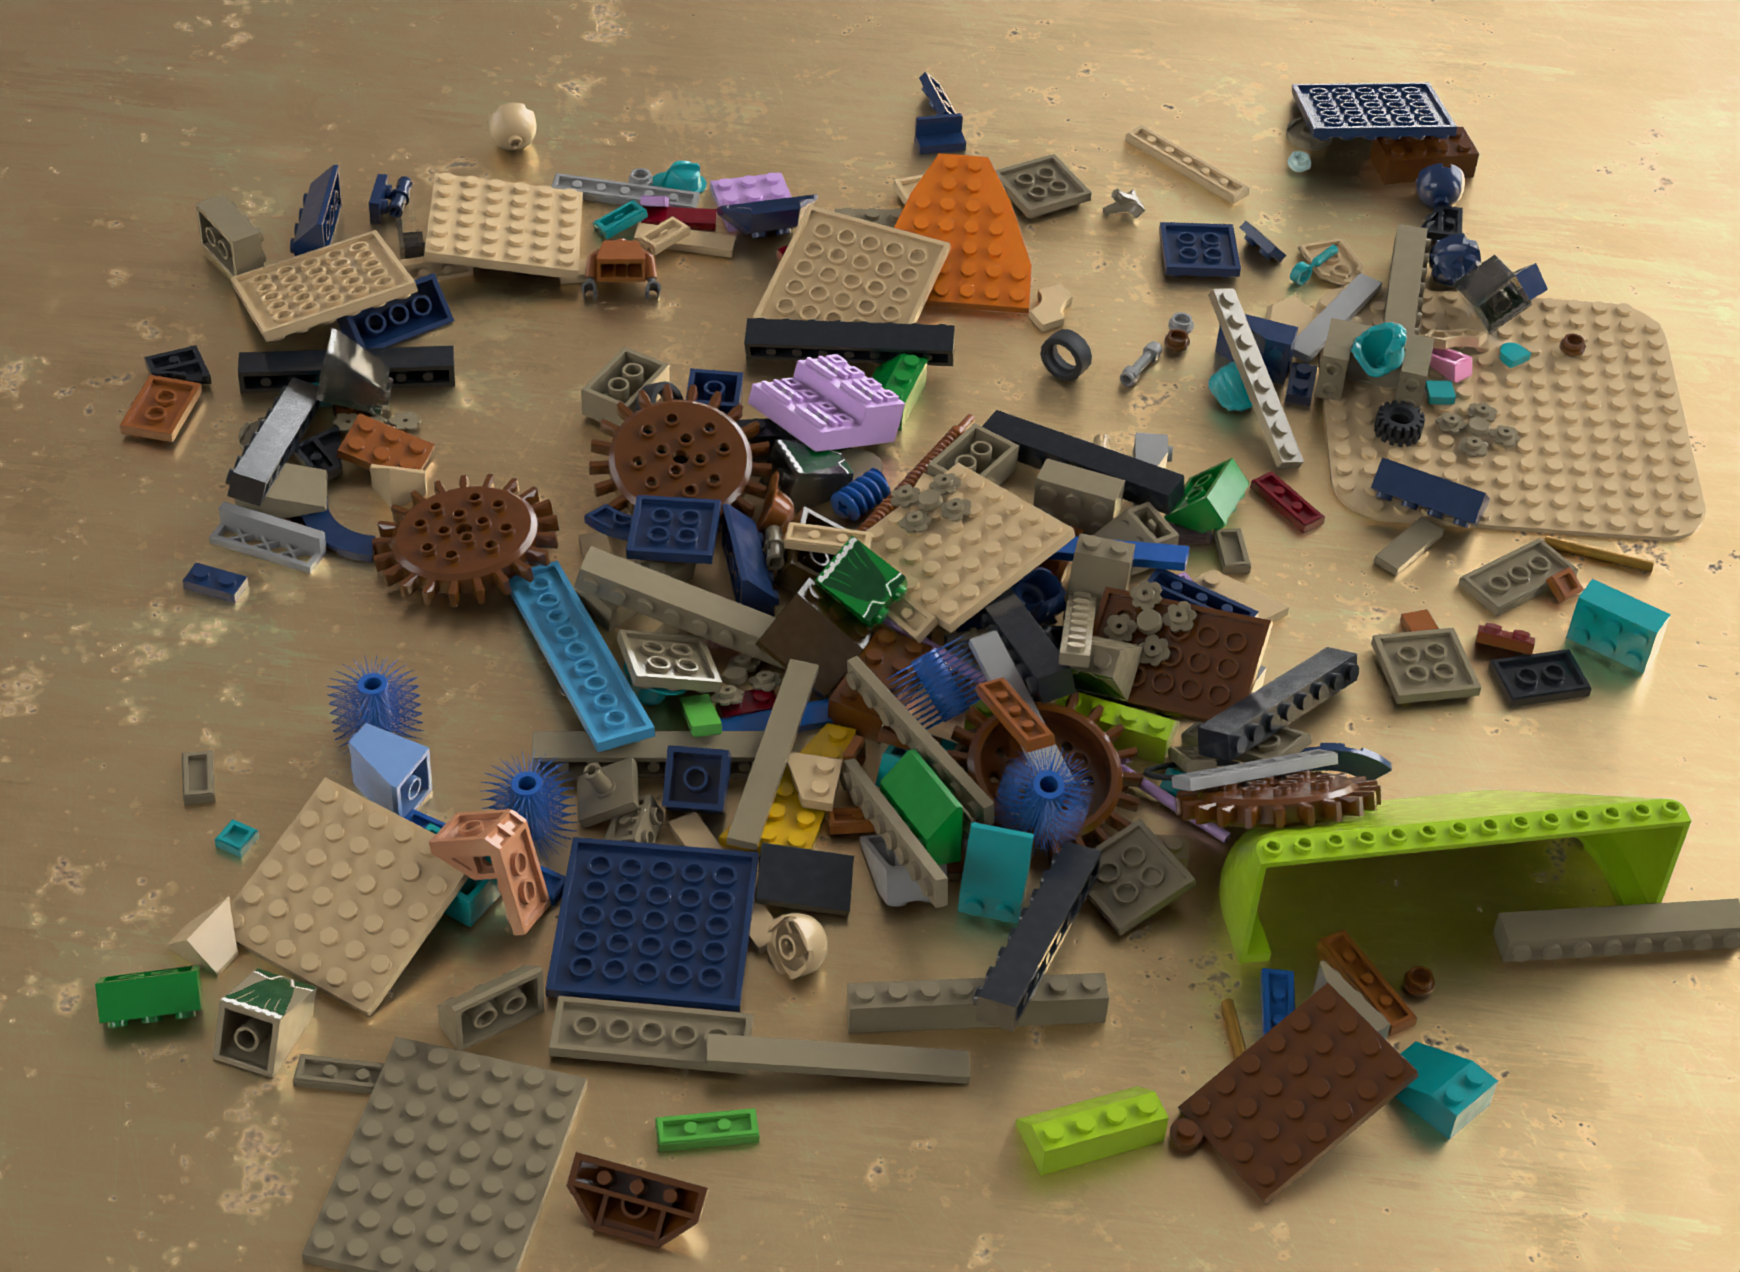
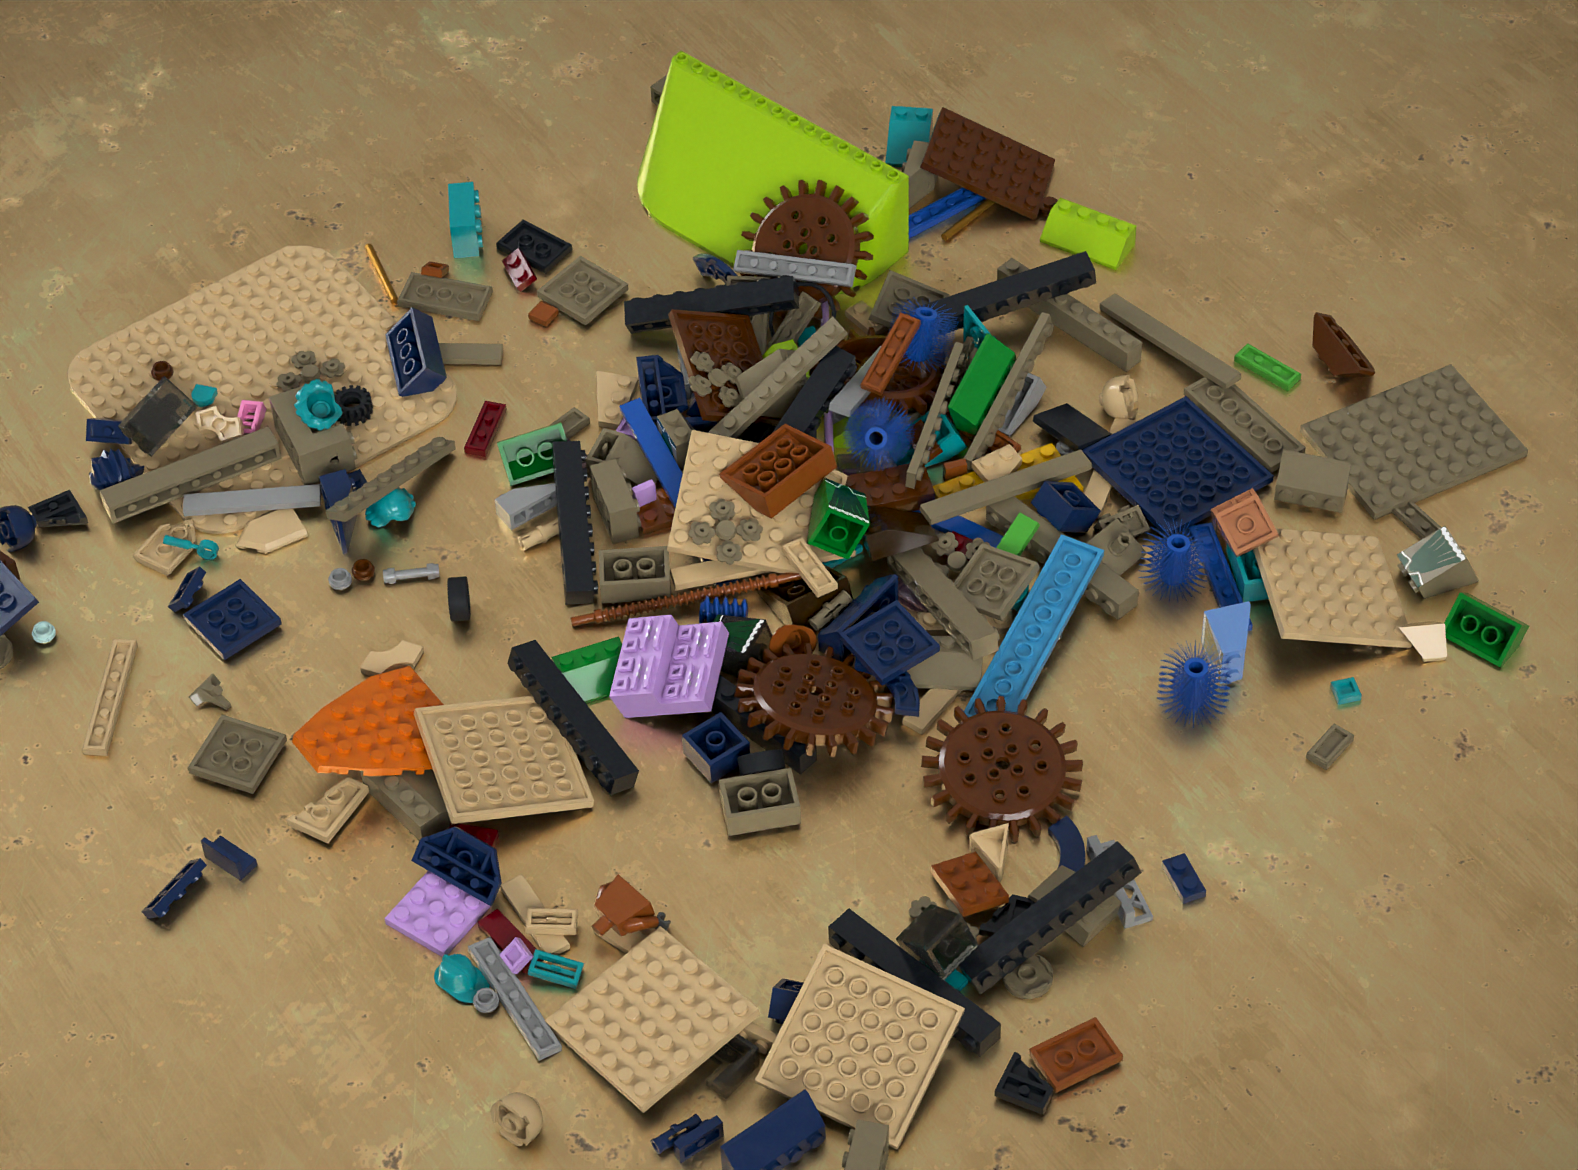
camera: 125 degrees left, 5 degrees up
(955, 559) = (779, 470): none -> dark orange slope
(1065, 511) = (645, 492): none -> lavender tile

